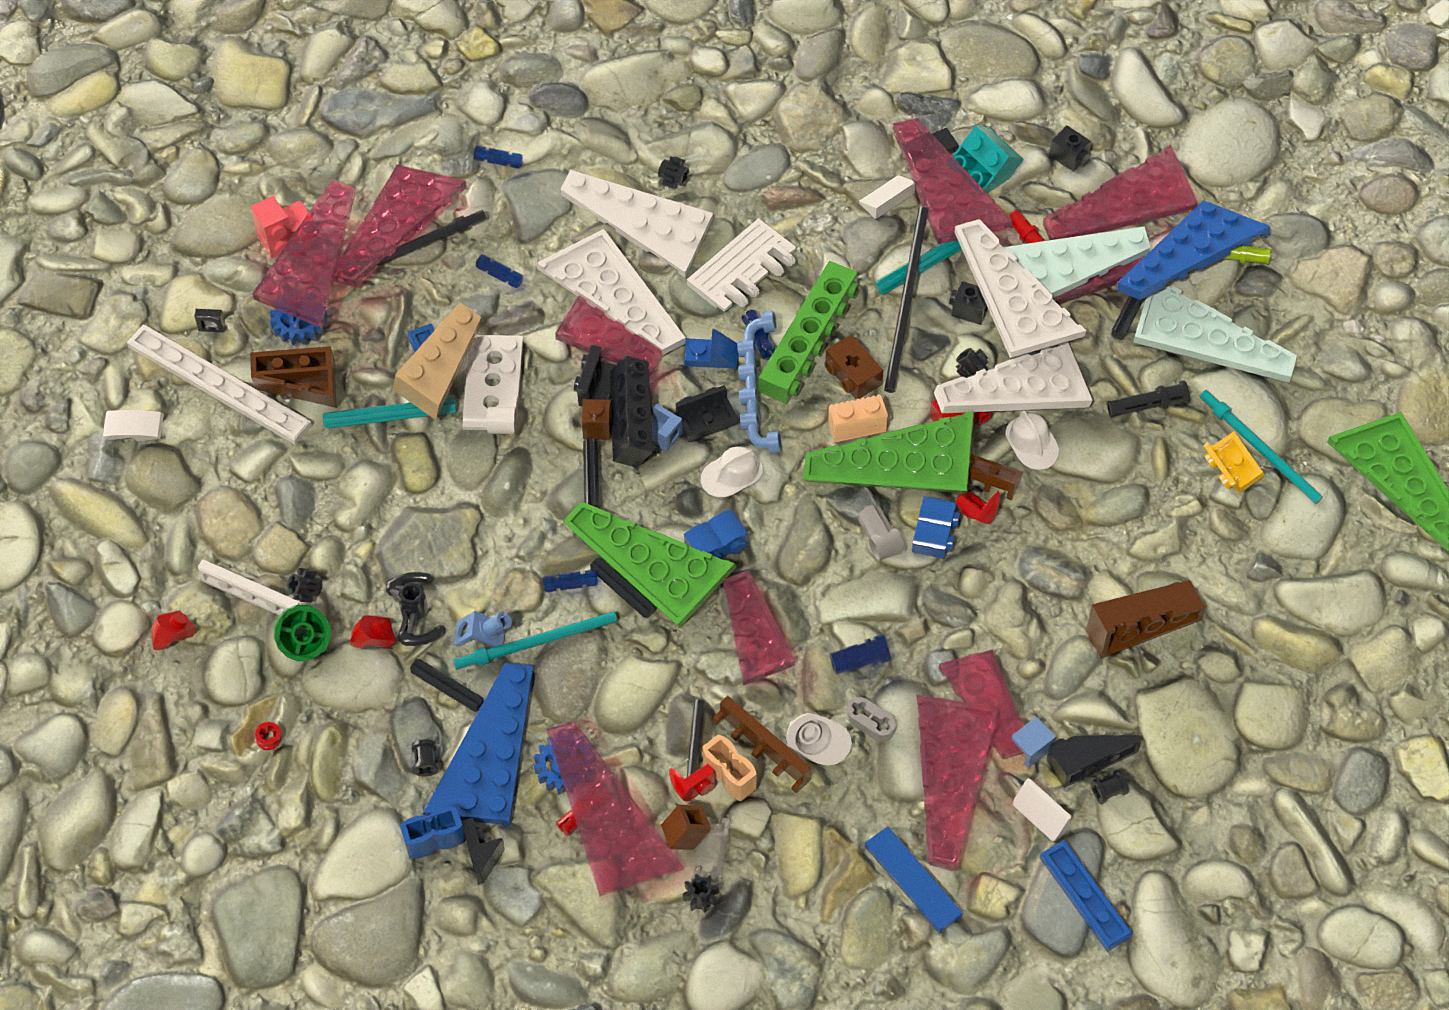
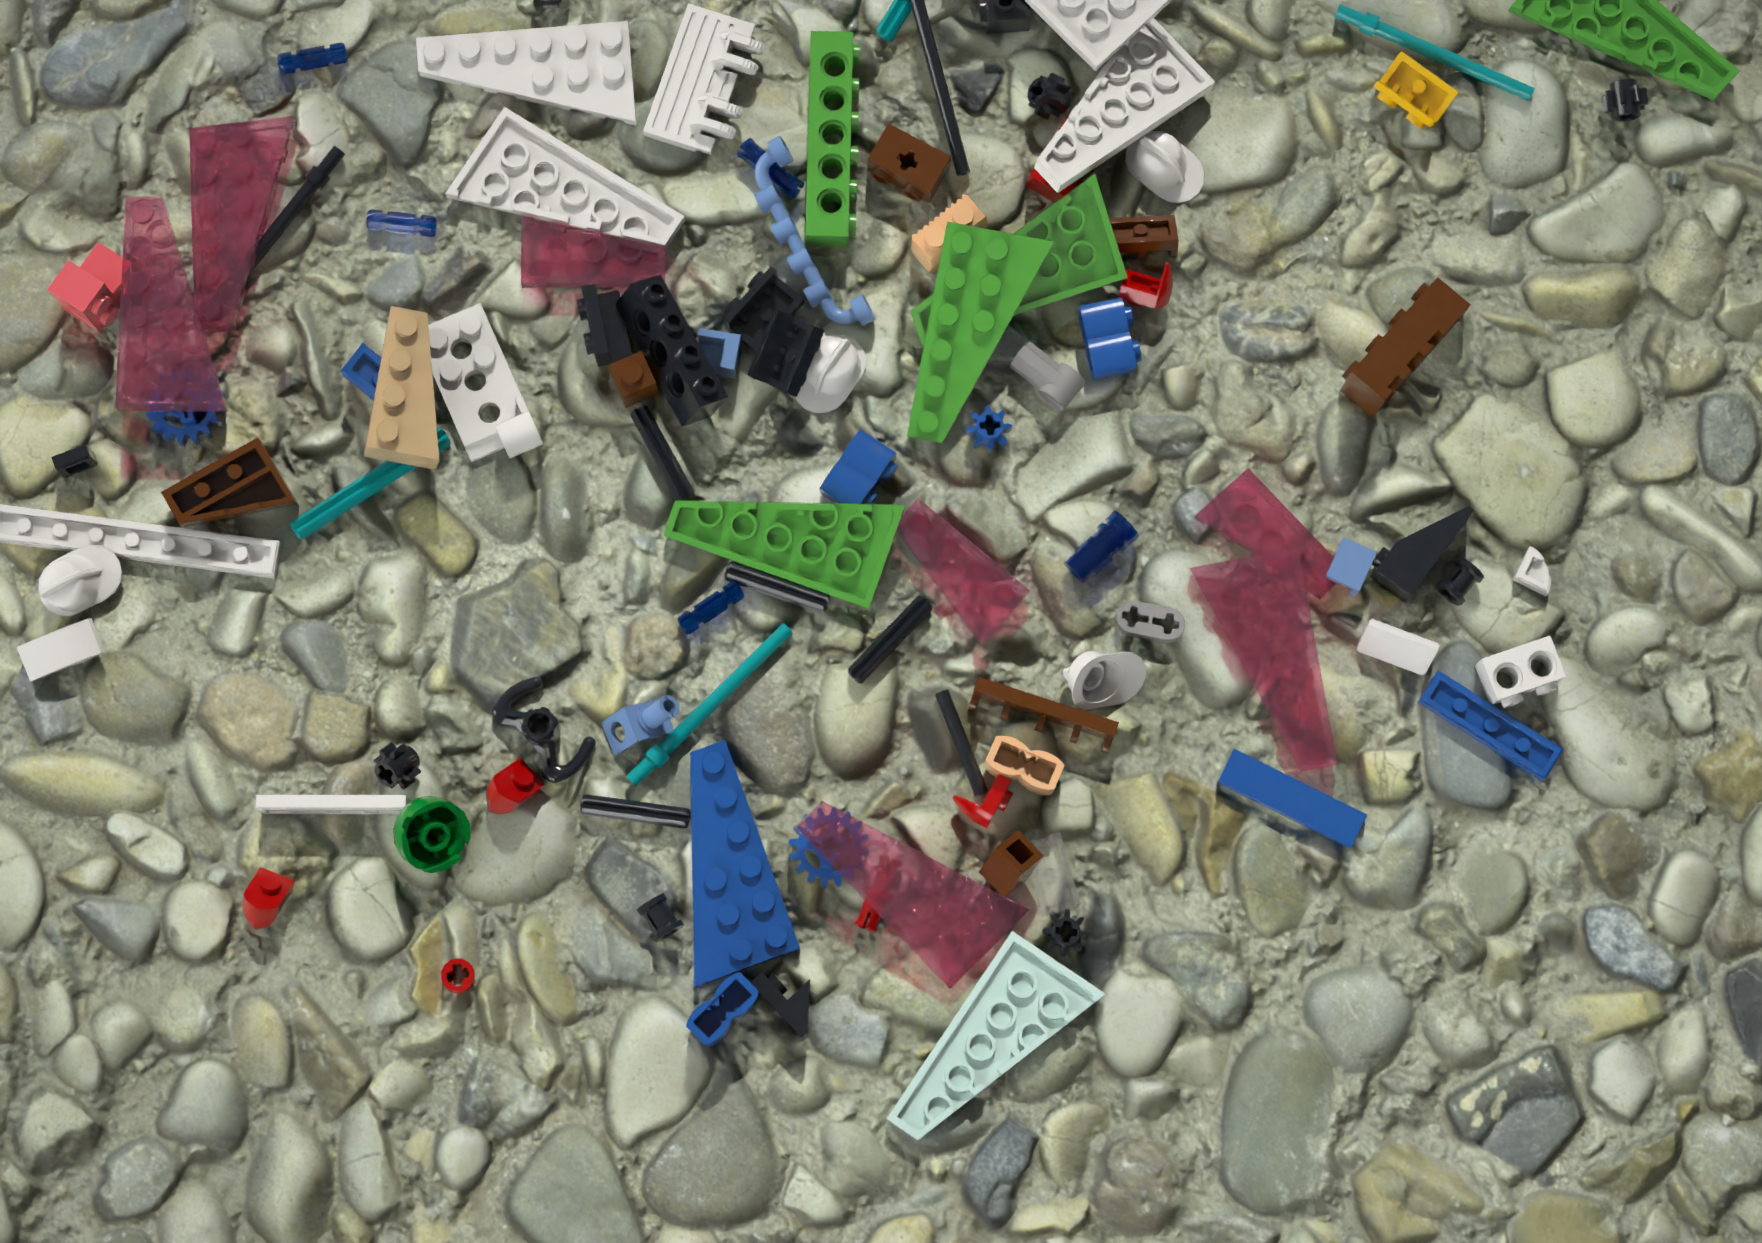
camera: 30 degrees left, 20 degrees up
(169, 390) = (79, 580): none -> white piece
(626, 932) = (1006, 1017): none -> light aqua wing
(681, 652) = (890, 639): none -> black axle
(706, 442) = (786, 352): none -> black bracket
(713, 353) = (725, 219): blue slope -> none
(821, 549) = (997, 424): none -> blue gear
(846, 465) = (973, 301): none -> bright green wing
(1125, 857) = (1517, 665): none -> white brick
(1161, 398) = (1291, 39): black pin -> none
(1169, 807) = (1533, 572): none -> white tile
(1385, 527) = (1625, 100): none -> black gear

